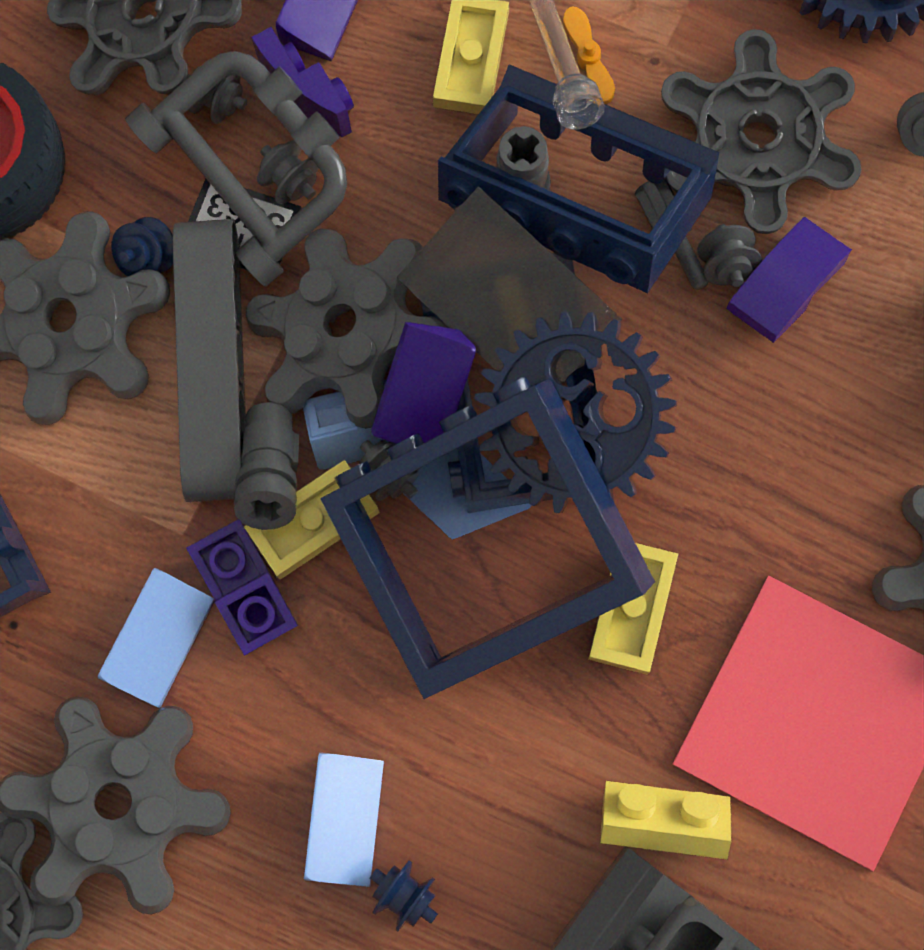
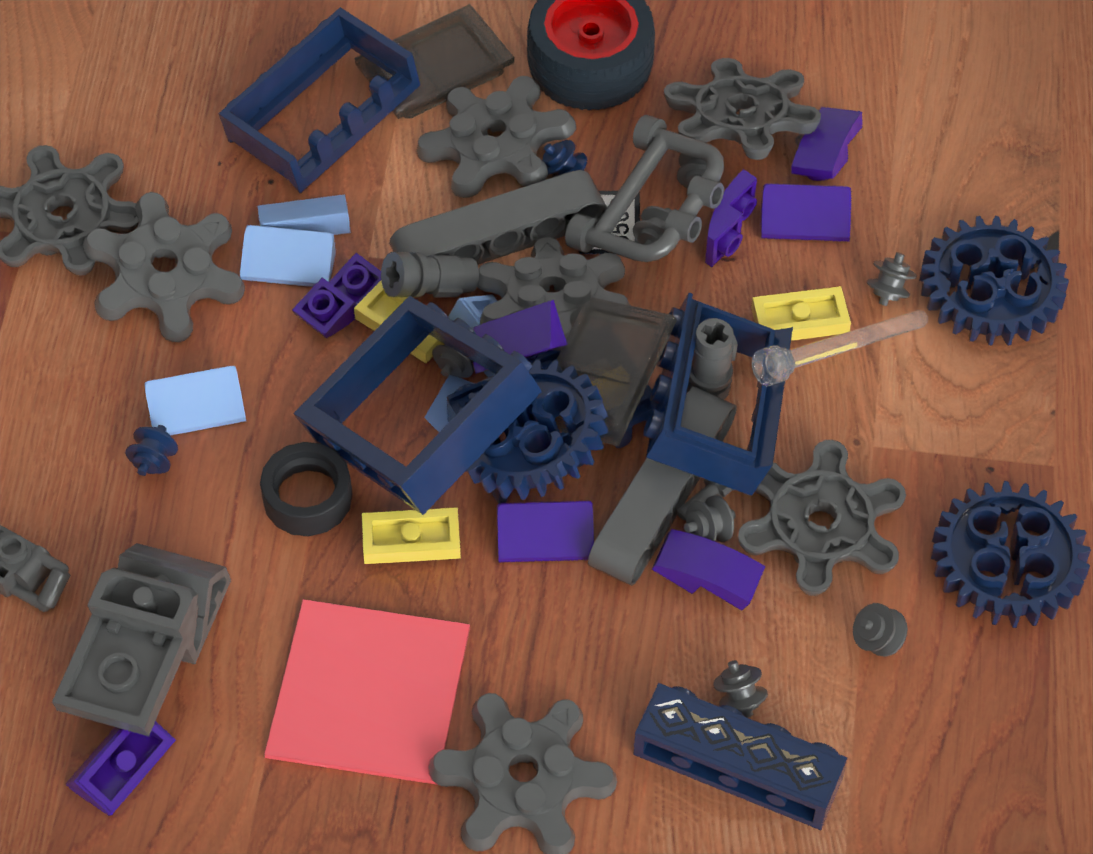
camera: 65 degrees right, 20 degrees down
(95, 597) = (315, 214): none -> light blue slope
(557, 681) = (297, 459): none -> black tyre
(588, 52) = (838, 393): light orange piece -> none
(666, 820) = (257, 597): light yellow plate -> none
(685, 314) = (655, 496): none -> dark grey beam
(688, 448) = (545, 531): none -> dark purple slope

